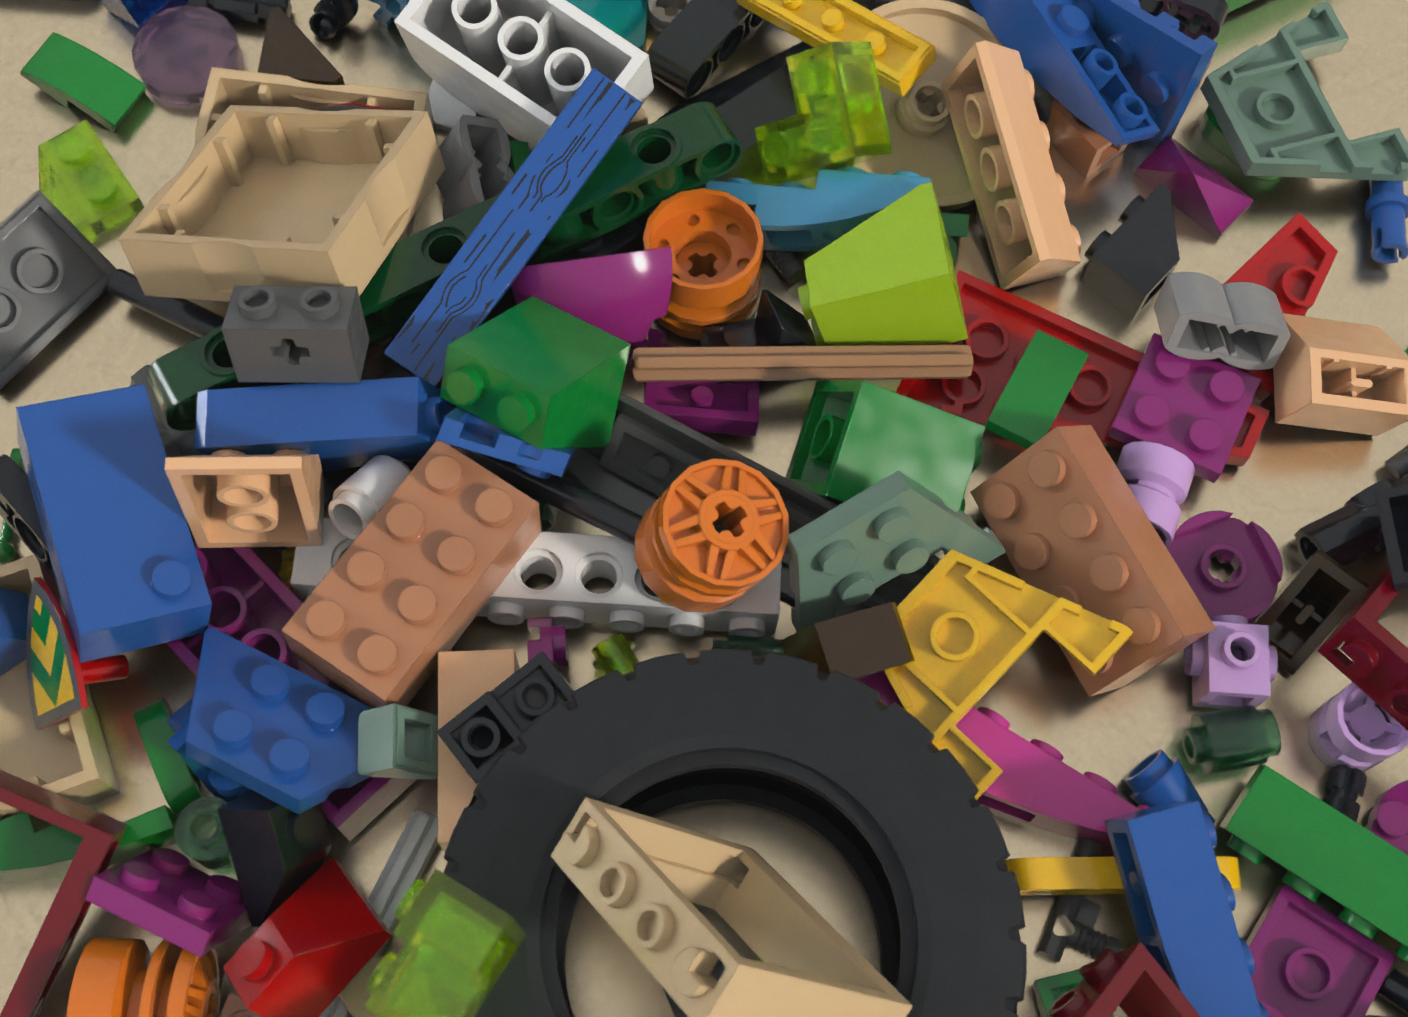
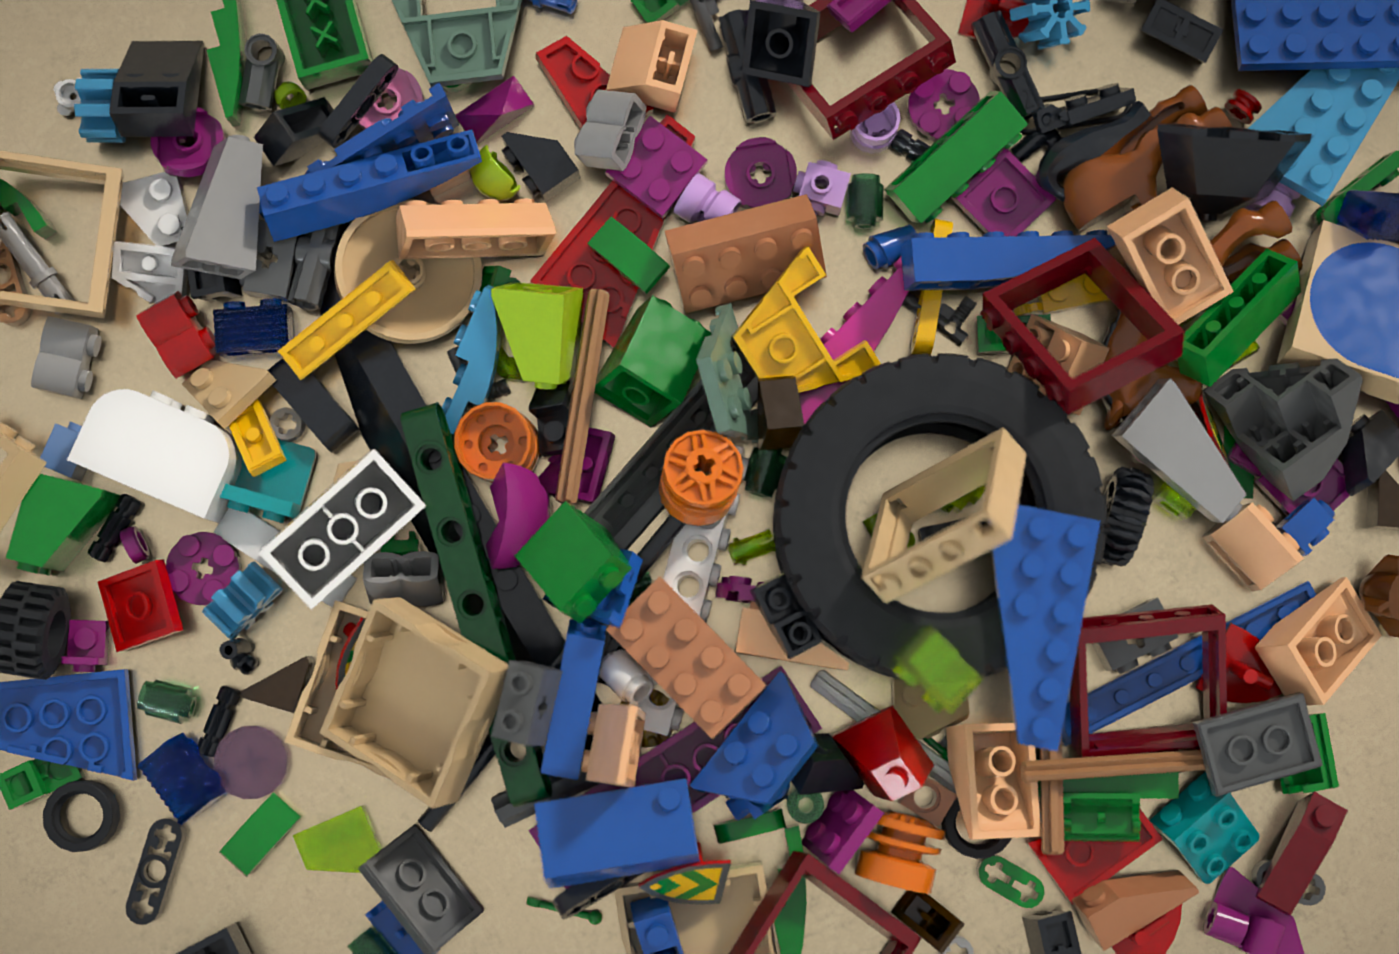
camera: 75 degrees left, 15 degrees up
(398, 743) = (787, 683): sand green slope -> none
(514, 226) = (474, 557): blue tile -> none
(837, 117) = (423, 338): clear neon green brick -> none
(1099, 189) = (493, 177): none -> lime hair
(1310, 608) = (799, 134): dark brown slope -> none

